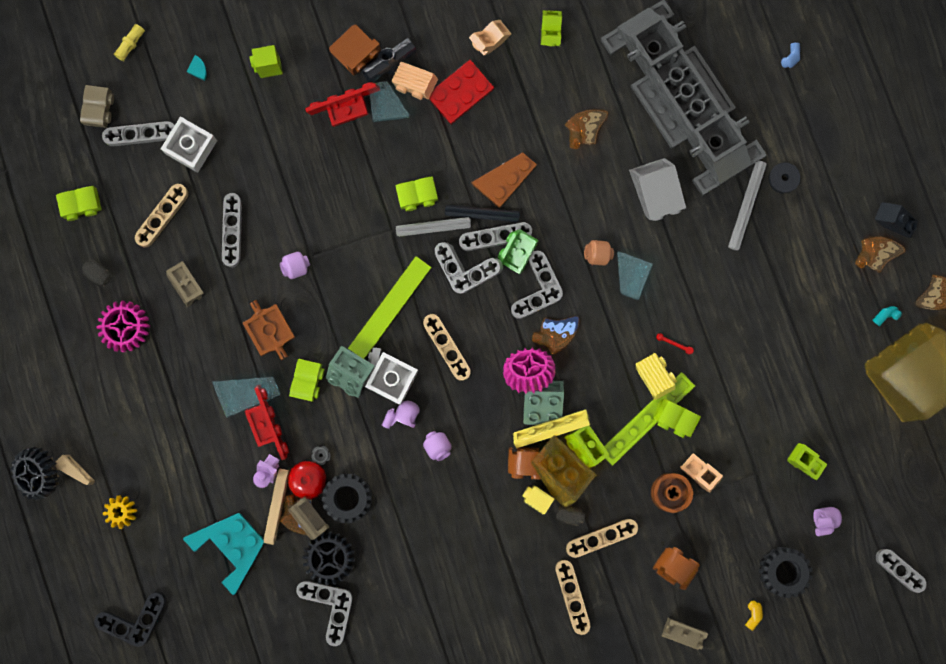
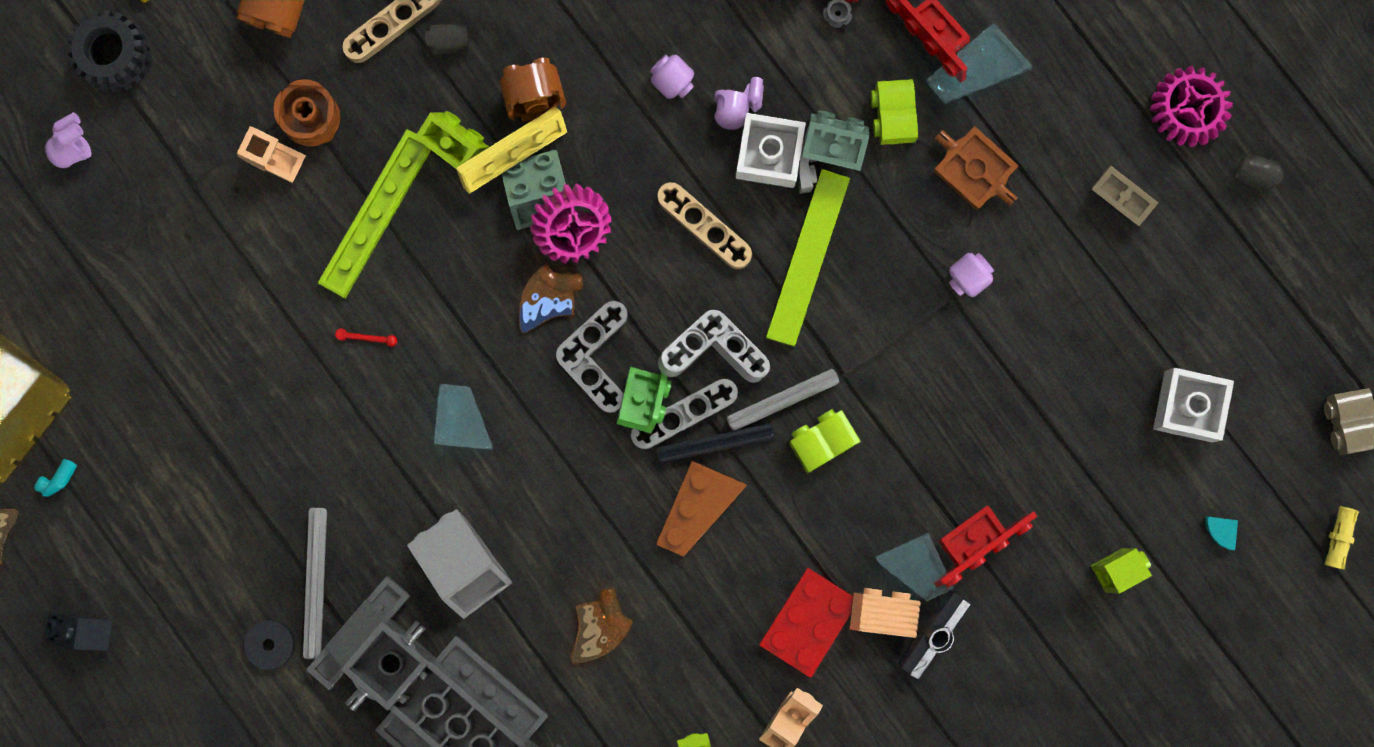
camera: 160 degrees right, 0 degrees up
(78, 202) = (1324, 268): lime brick -> none
(139, 136) = (1273, 403): light grey beam -> none
(164, 217) = (1198, 290): tan beam -> none
(231, 230) = (1077, 301): light grey beam -> none
(355, 49) = (993, 636): dark orange bracket -> none
(537, 499) = (500, 41): light yellow brick -> none
(562, 472) = (475, 89): clear yellow slope -> none
(598, 252) = (520, 436): nougat head -> none
(655, 376) = (379, 276): light yellow brick -> none
(677, 418) = (330, 224): lime brick -> none
(807, 461) = (119, 220): lime brick -> none
(878, 252) = (94, 573): clear orange arm -> none

